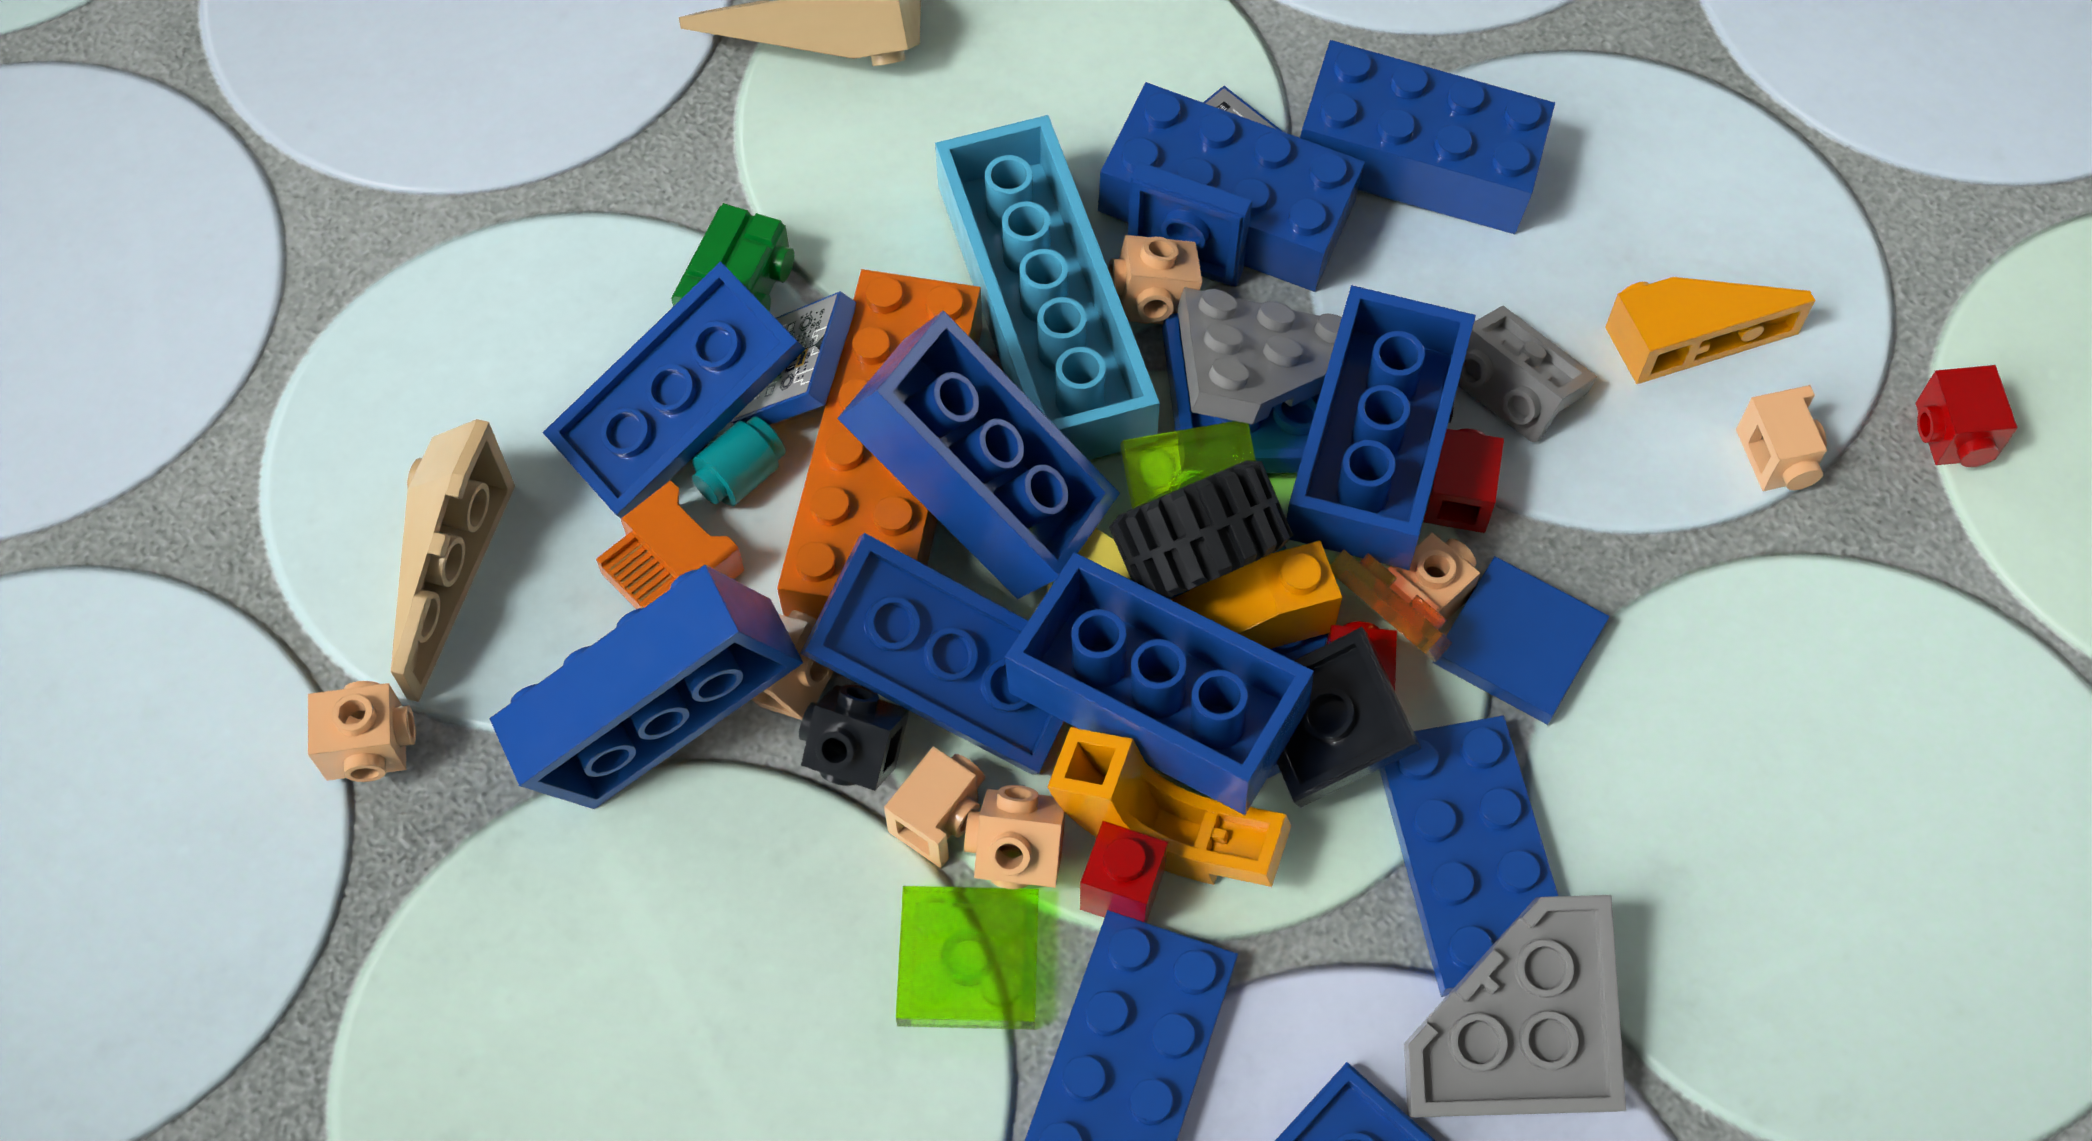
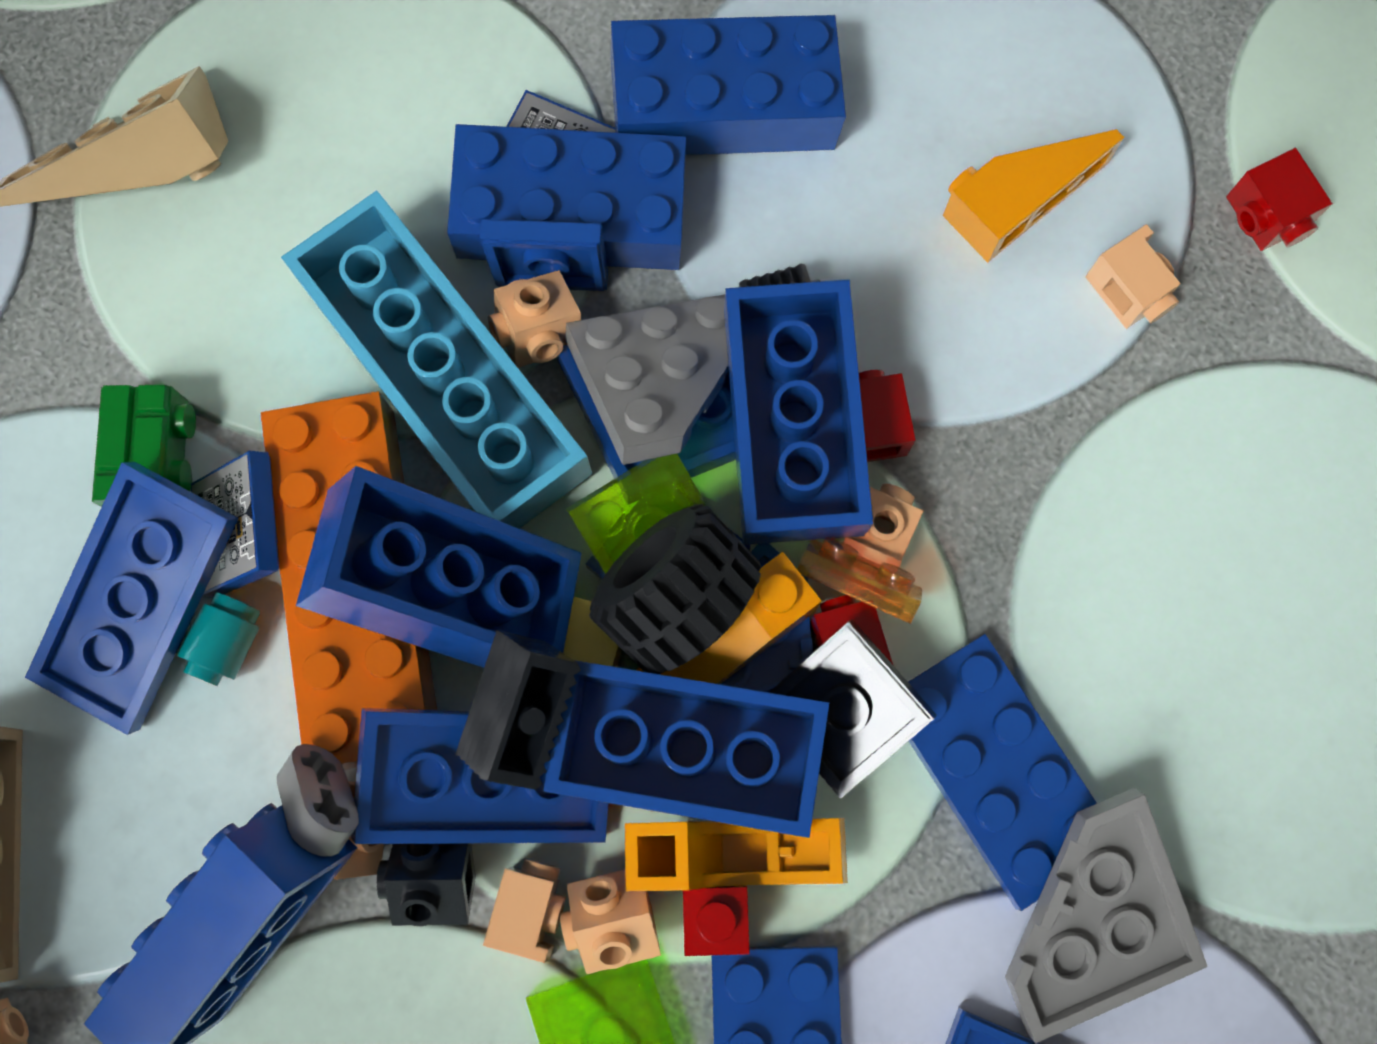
camera: 20 degrees left, 15 degrees up
(661, 547) = (190, 759): orange piece -> none
(785, 600) = (317, 800): none -> light grey beam
(1008, 577) = (517, 710): none -> black brick
(1521, 373) = (892, 291): light grey bracket -> none
(1521, 640) = (975, 551): blue tile -> none

